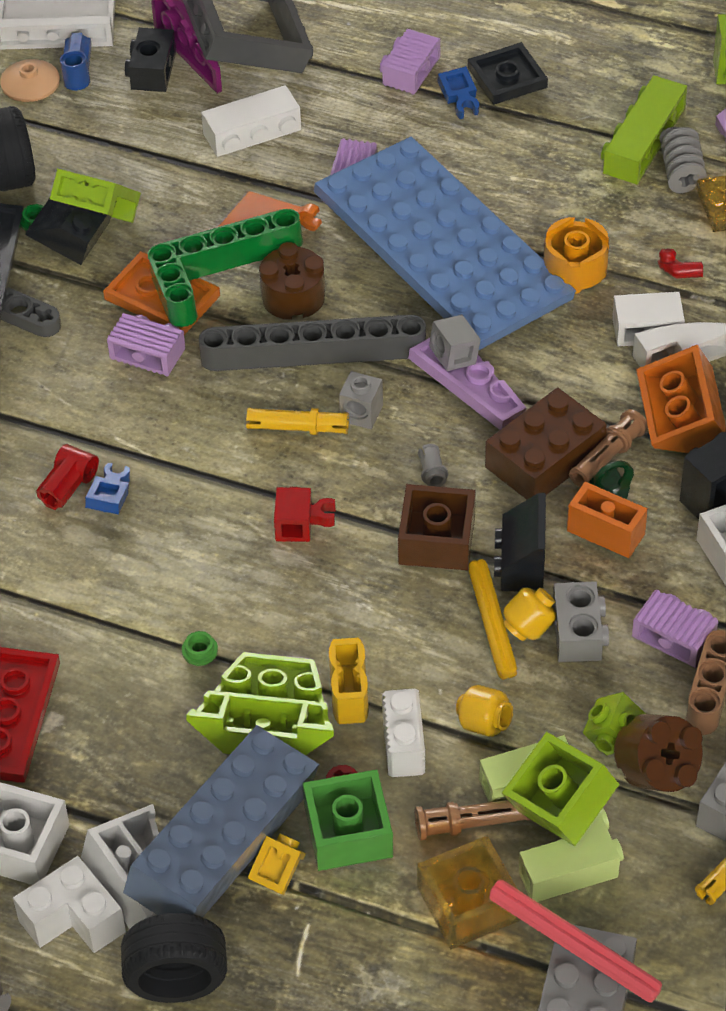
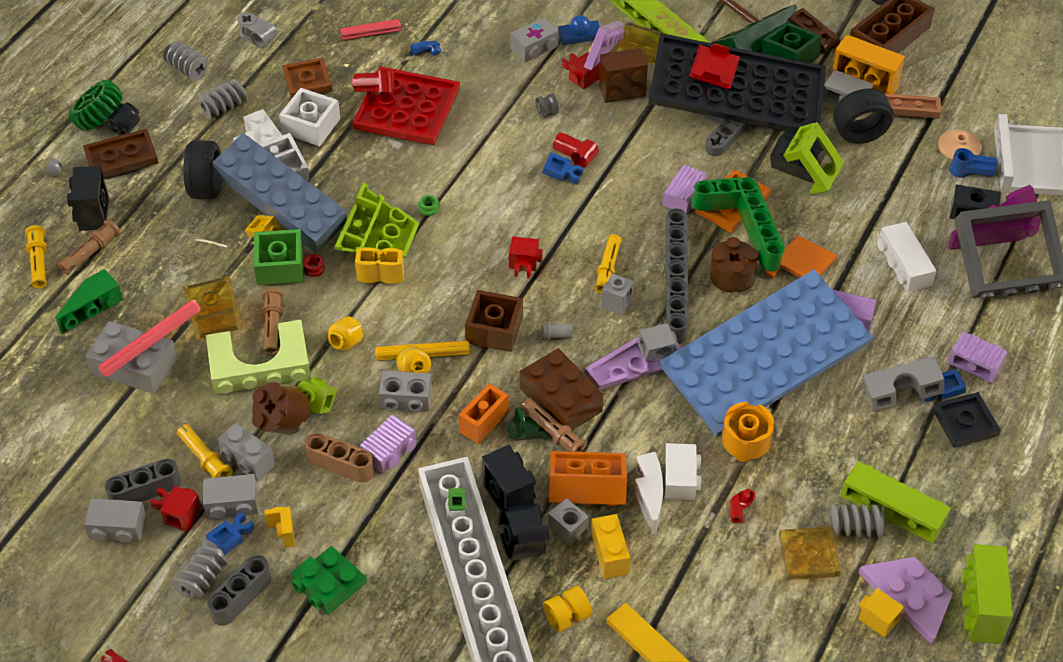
camera: 95 degrees right, 0 degrees up
(403, 733) = (337, 291): white brick -> none
(476, 138) = (921, 375): none -> light grey arch
(522, 545) = (468, 367): black slope -> none
(560, 788) = (255, 343): lime brick -> none

